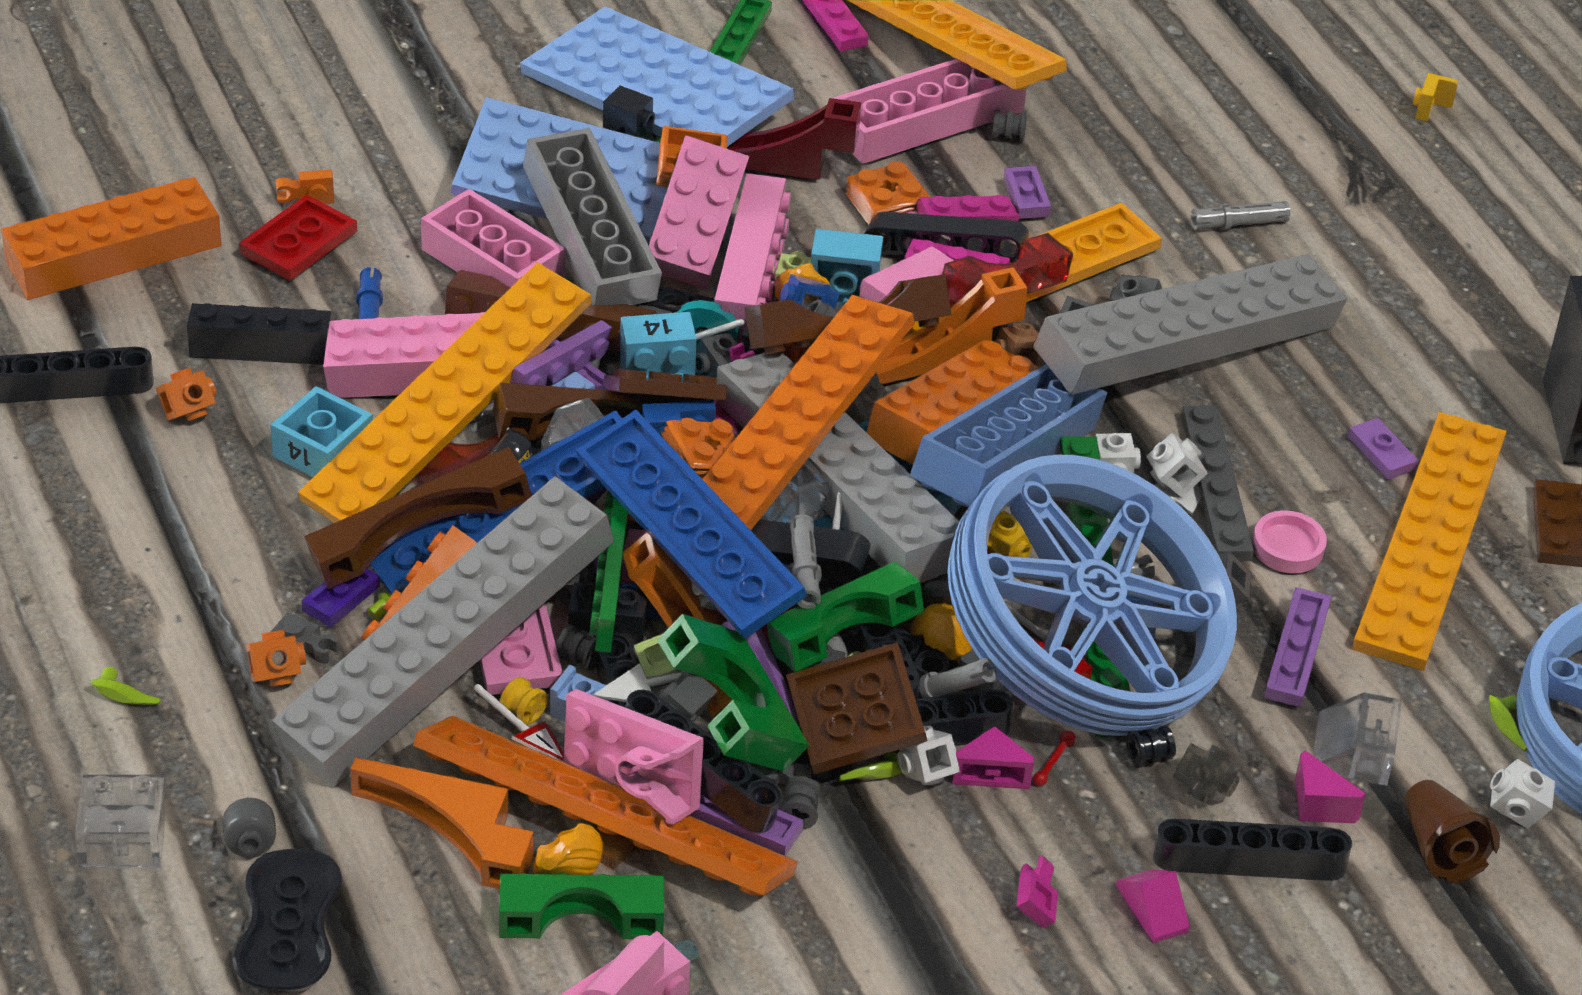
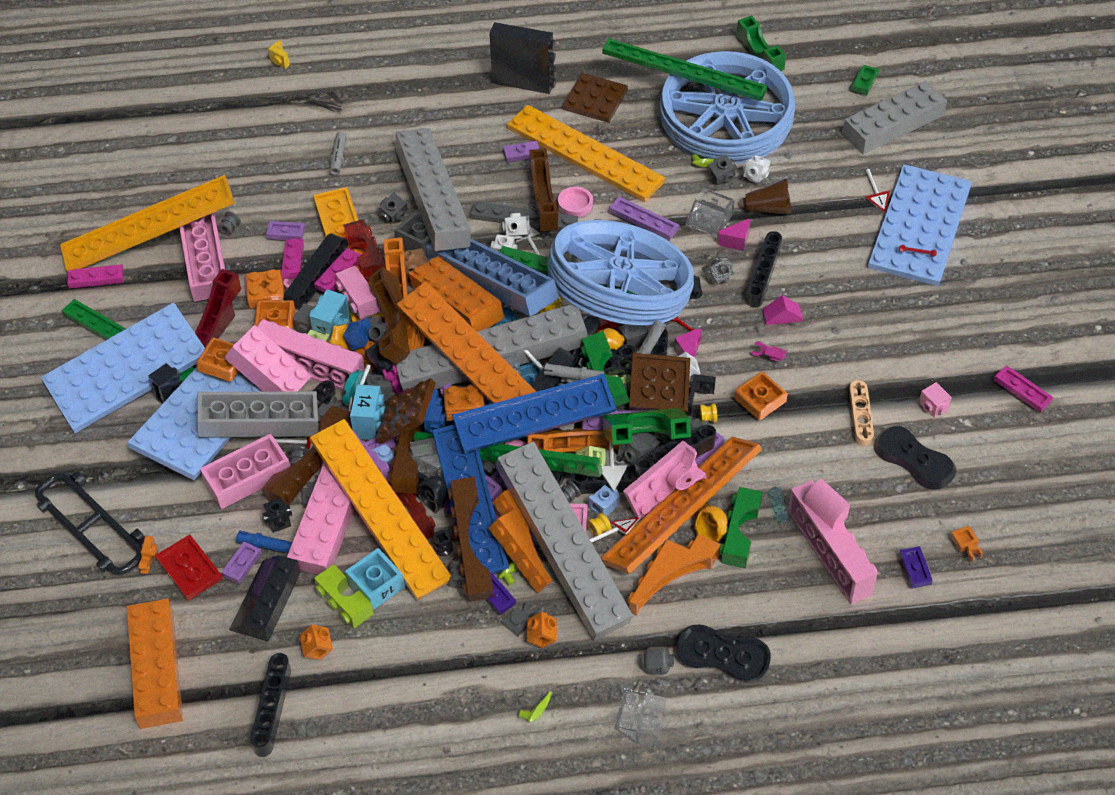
camera: 70 degrees left, 10 degrees up
(253, 425) = (352, 608): none -> lime arch
(321, 290) = (241, 562): none -> medium lavender plate
(420, 298) = (277, 515): none -> black brick
(424, 88) = (75, 481): none -> black bar
(824, 209) = (276, 311): none -> orange brick
(839, 815) = (708, 413): none -> yellow wheel
(882, 785) = (700, 384): none -> black bracket
(912, 887) = (760, 395): none -> orange brick
(1335, 468) = (545, 203): none -> reddish brown arch
(1487, 738) = (722, 169): none -> dark grey brick

